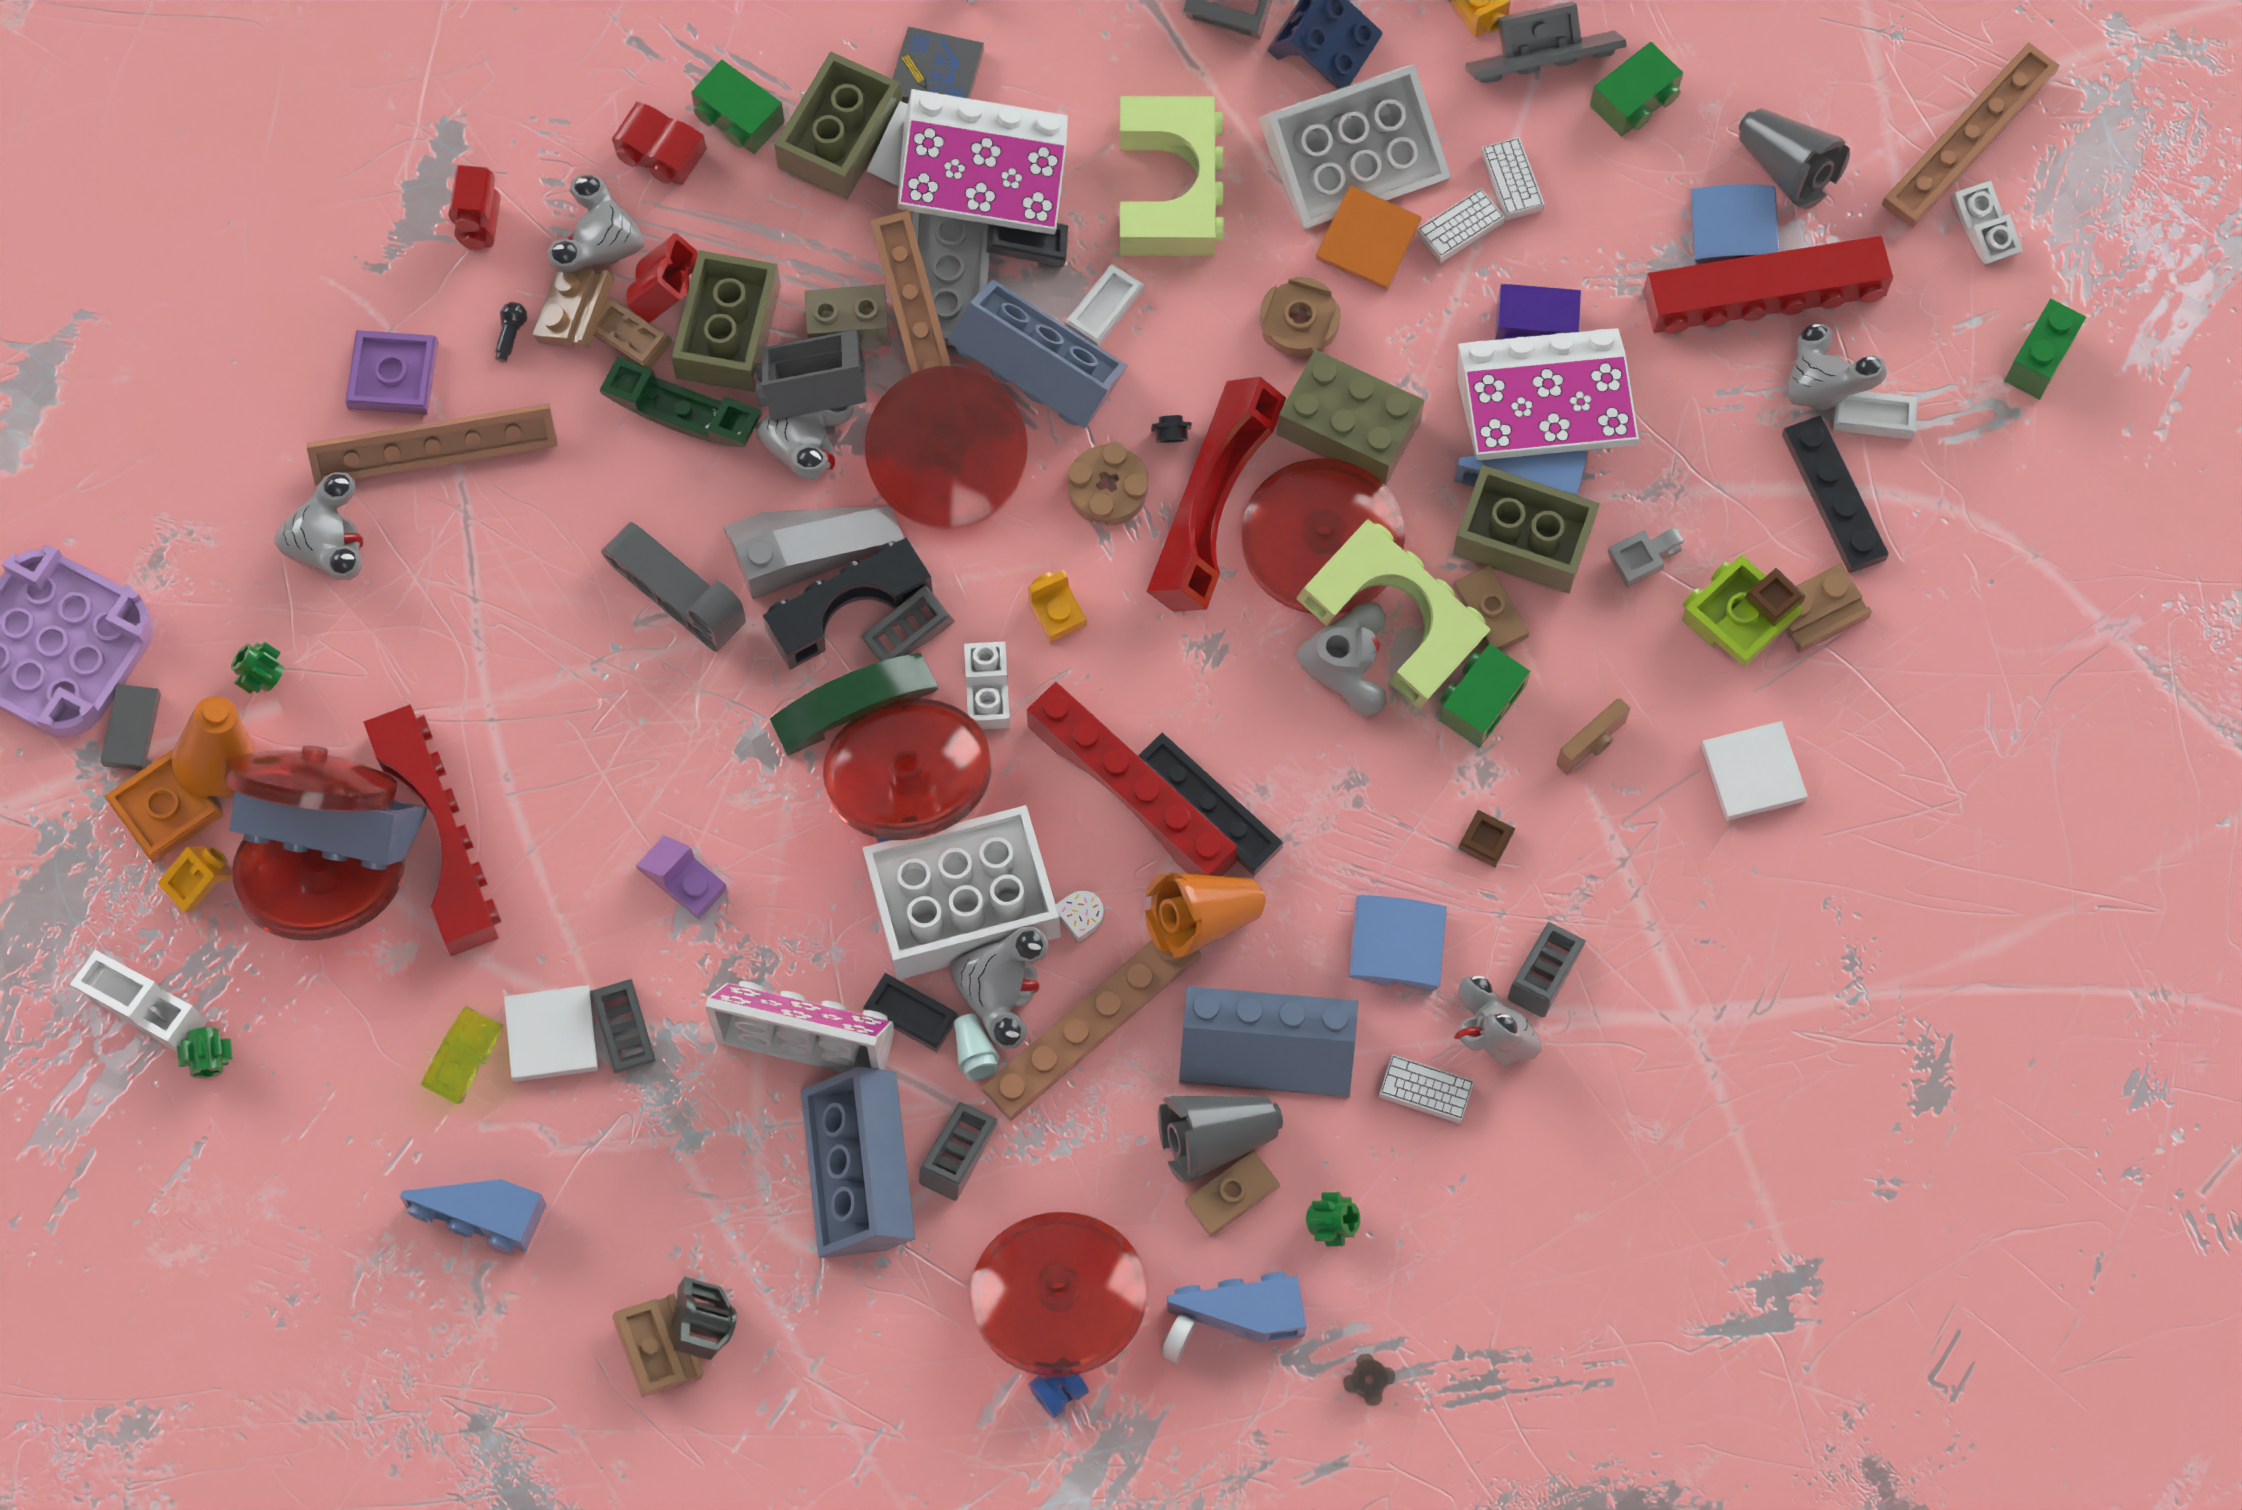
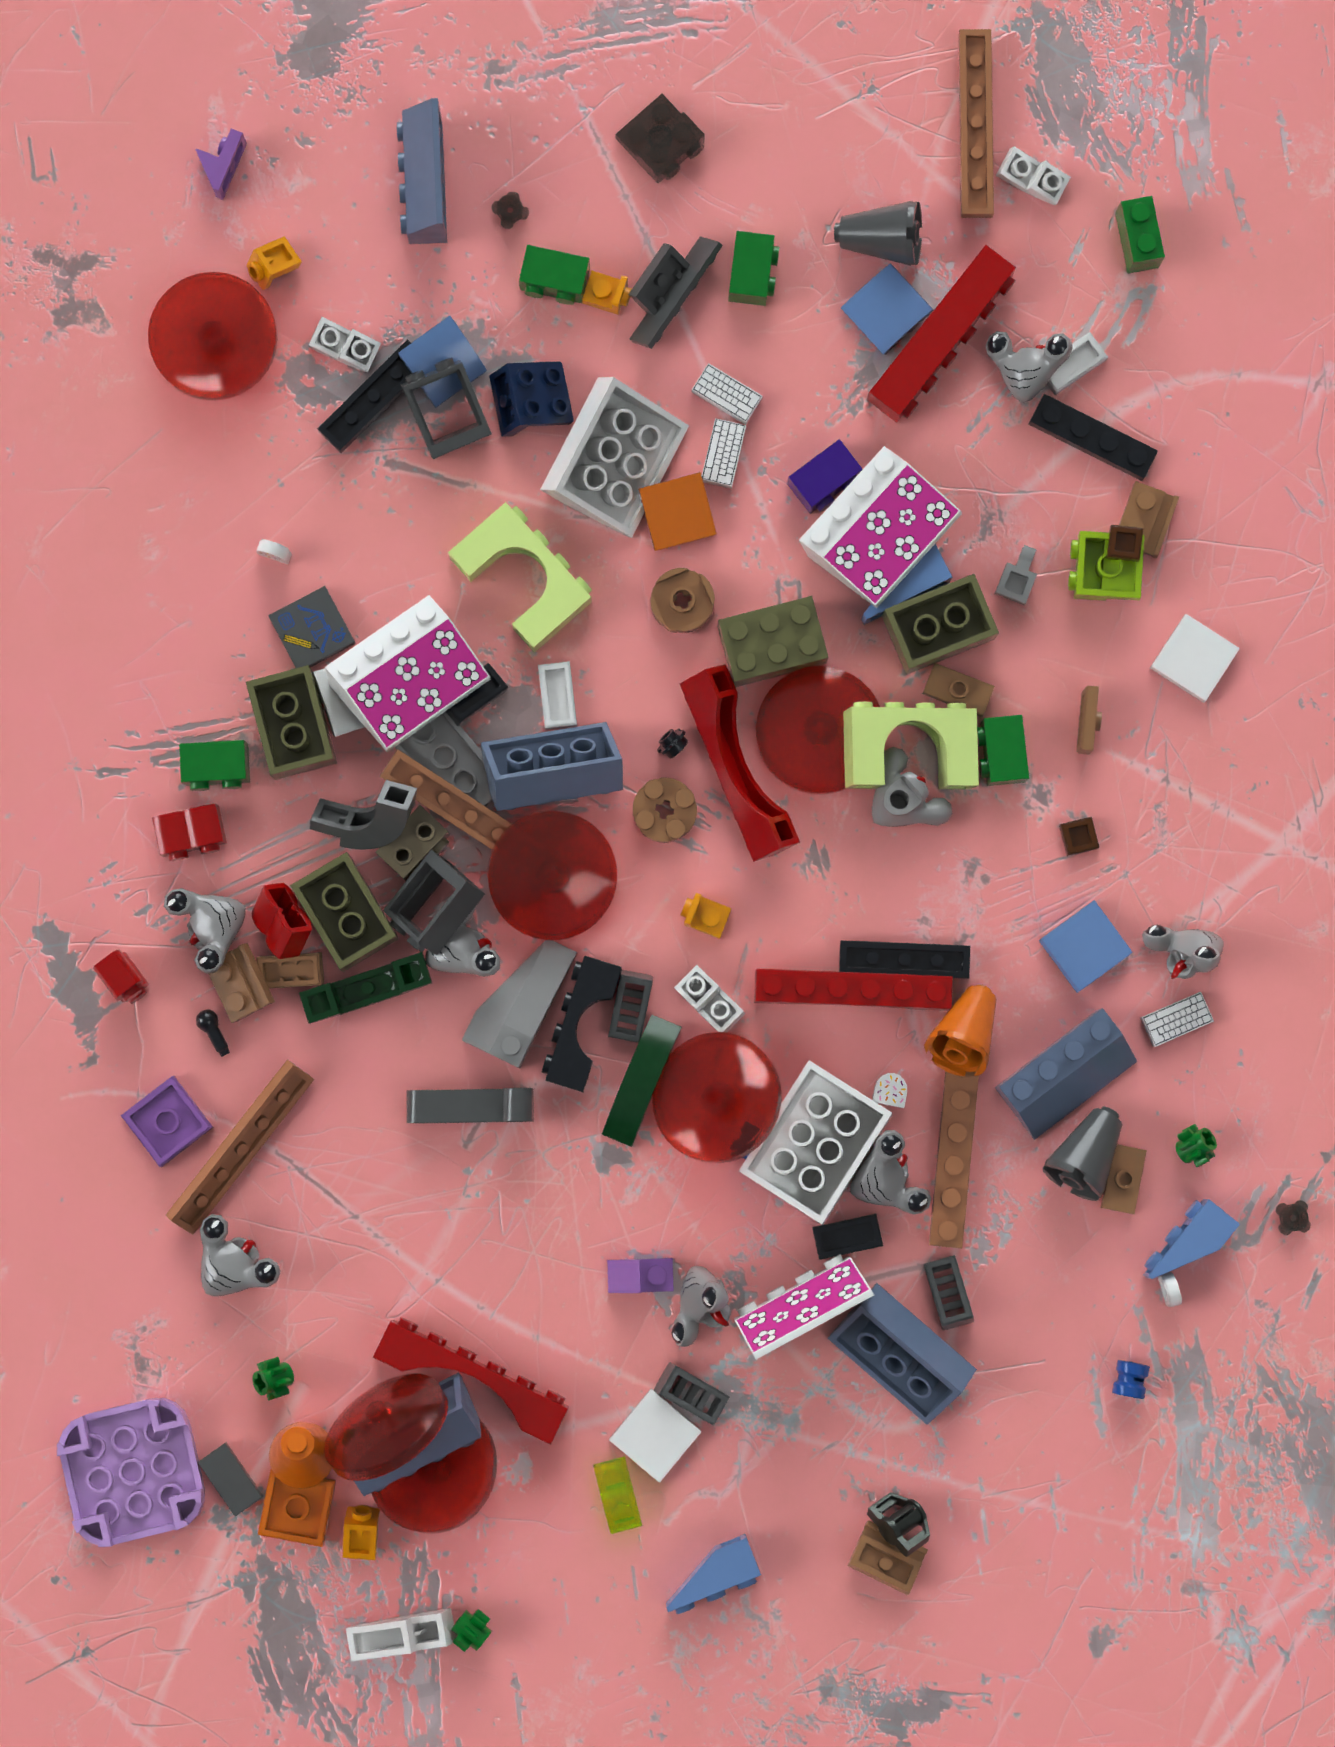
camera: 45 degrees left, 15 degrees up
(708, 946) = (703, 1301): none -> light grey head
(850, 262) = (367, 826): none -> dark grey arch
(974, 1049) = (905, 1226): light aqua cone -> none
(1058, 1294) = (1084, 1327): clear red dish -> none
(1533, 992) = (1188, 912): dark grey slope -> none

